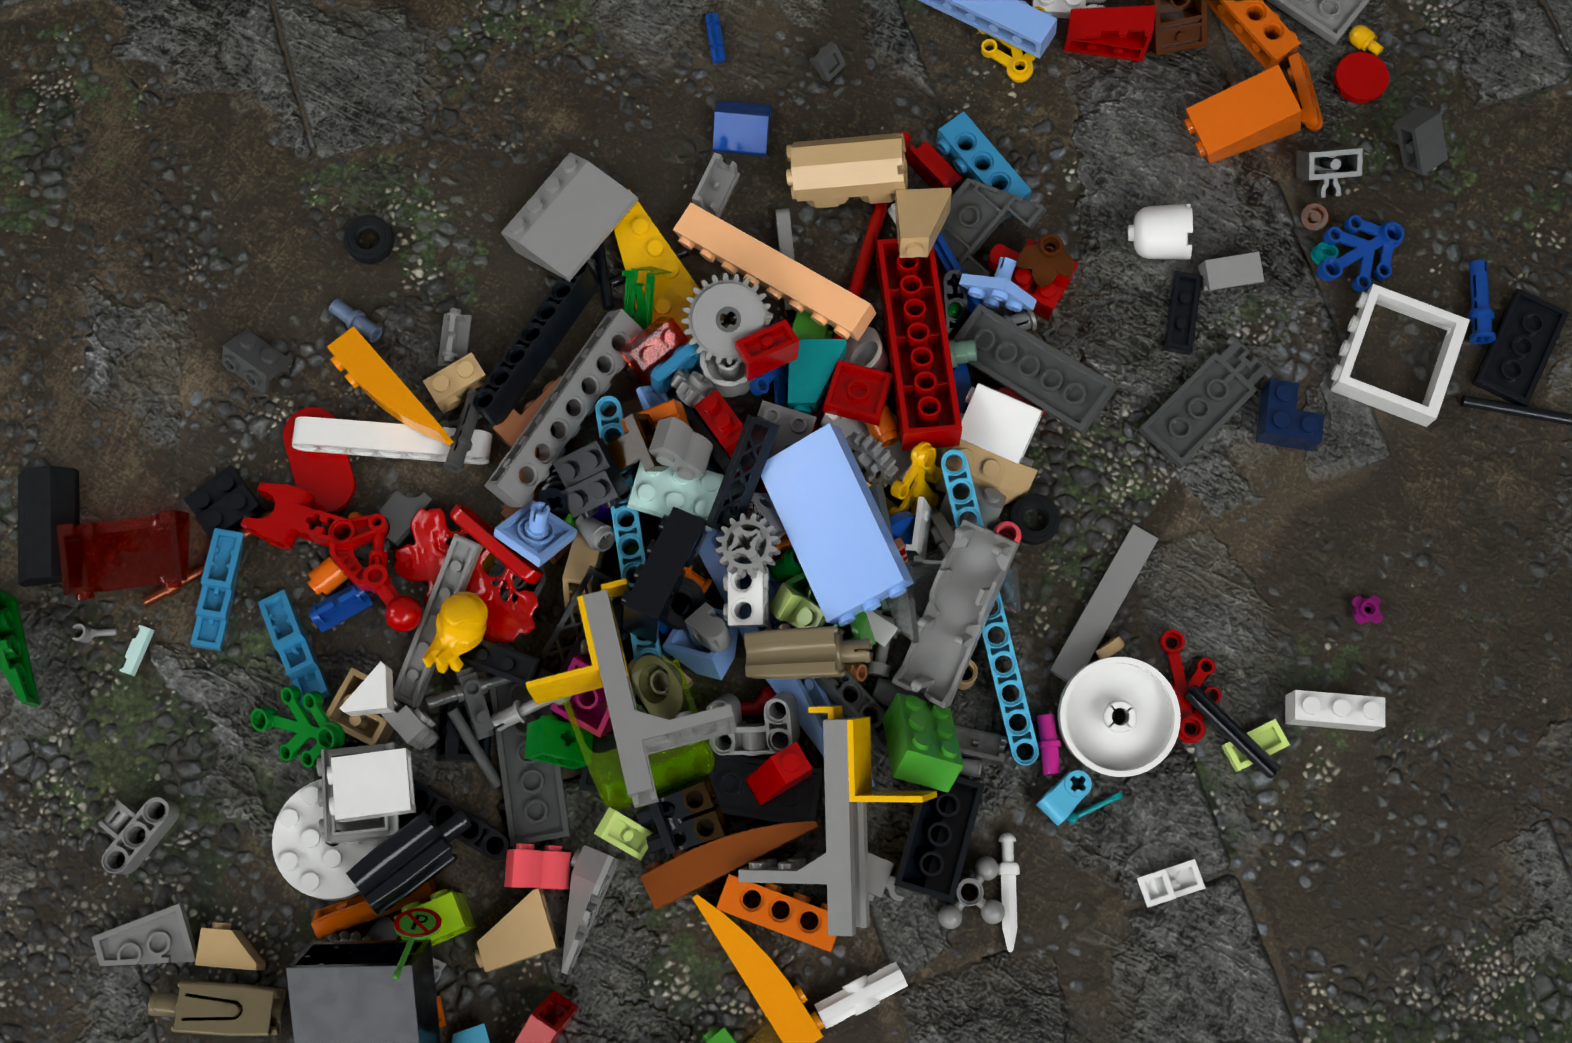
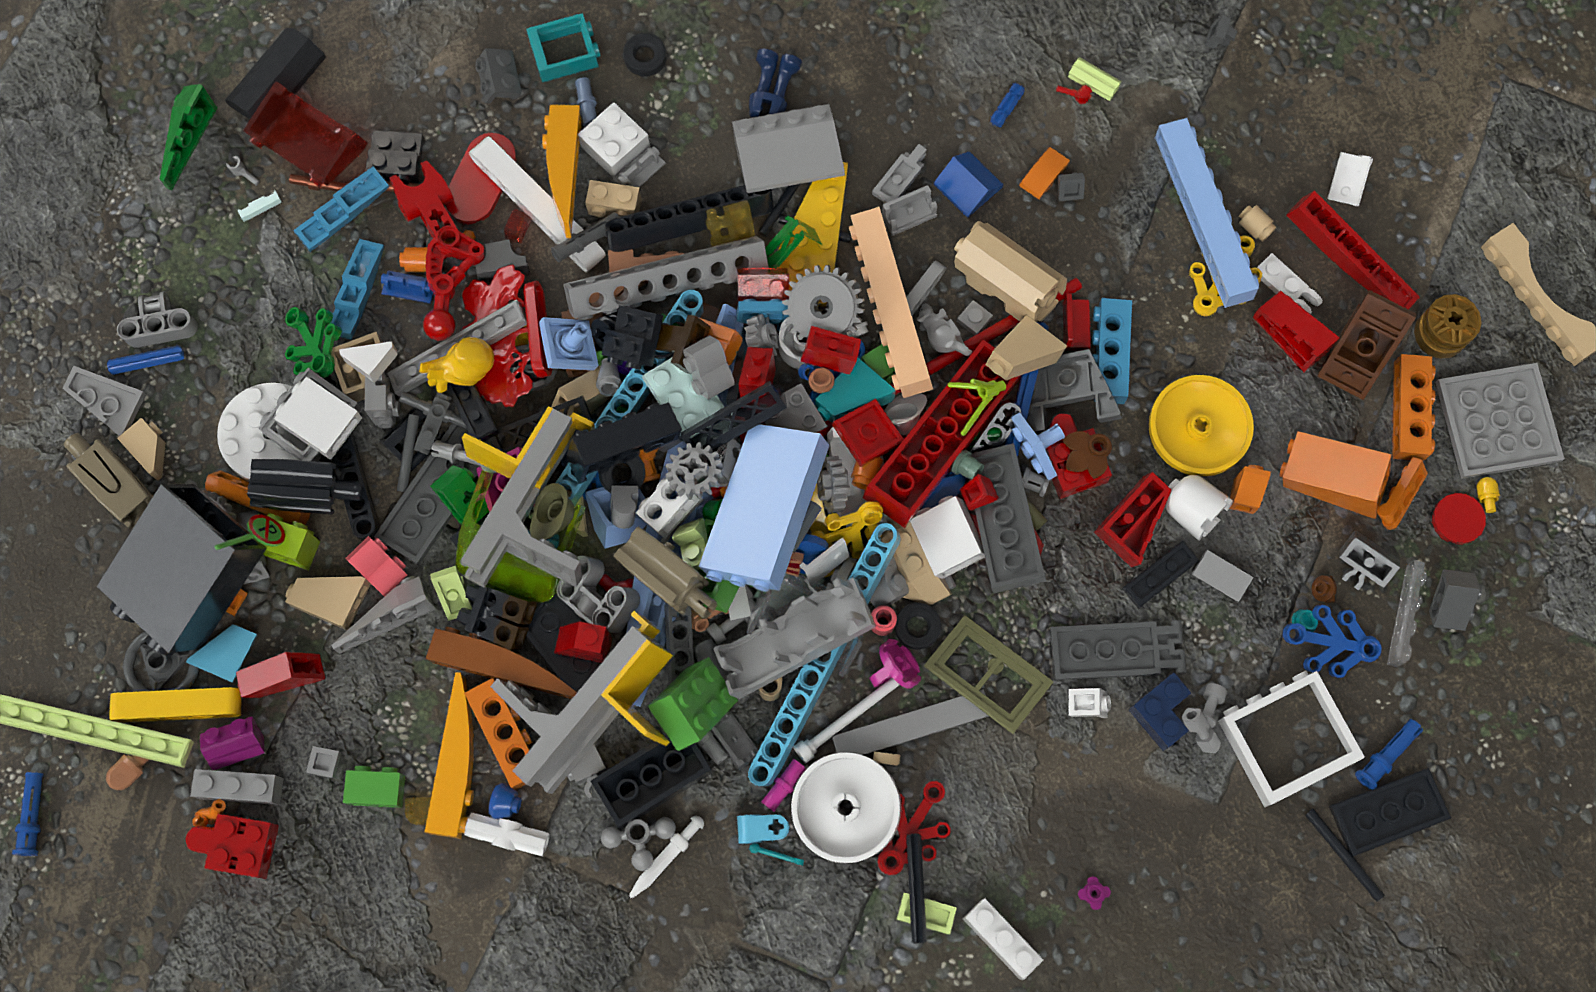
camera: 40 degrees right, 0 degrees up
(154, 874) = (145, 359): none -> blue axle
(273, 276) = (558, 29): none -> teal window
(391, 474) = (517, 226): none -> clear red brick
(410, 331) = (613, 140): none -> white brick
(504, 150) = (768, 62): none -> dark blue piece
(581, 311) = (737, 220): none -> clear yellow plate
(681, 165) = (900, 175): none -> light grey hinge
(779, 383) = (821, 380): none -> nougat plate
(796, 68) = (1044, 173): none -> orange slope
(834, 969) = (504, 802): none -> blue cone
(836, 265) = (941, 331): none -> light grey animal
(848, 231) = (974, 318): none -> light grey plate
(921, 278) = (985, 390): none -> lime plant
(991, 365) = (978, 492): none -> red slope
(1040, 699) = (807, 748): none -> white piece
(1051, 562) = (898, 664): none -> dark pink tile
(1107, 166) = (1201, 425): none -> yellow dish
(1122, 484) = (1003, 654): none -> olive door
(1125, 285) = (1134, 519): none -> red wedge
(1171, 883) = (780, 951): white slope -> none
(1191, 183) = (1249, 488): none -> orange slope
(1223, 462) = (1089, 702): none -> white bracket
(1325, 399) = (1203, 722): none -> light grey bar
(1393, 183) = (1408, 605): none -> clear plate

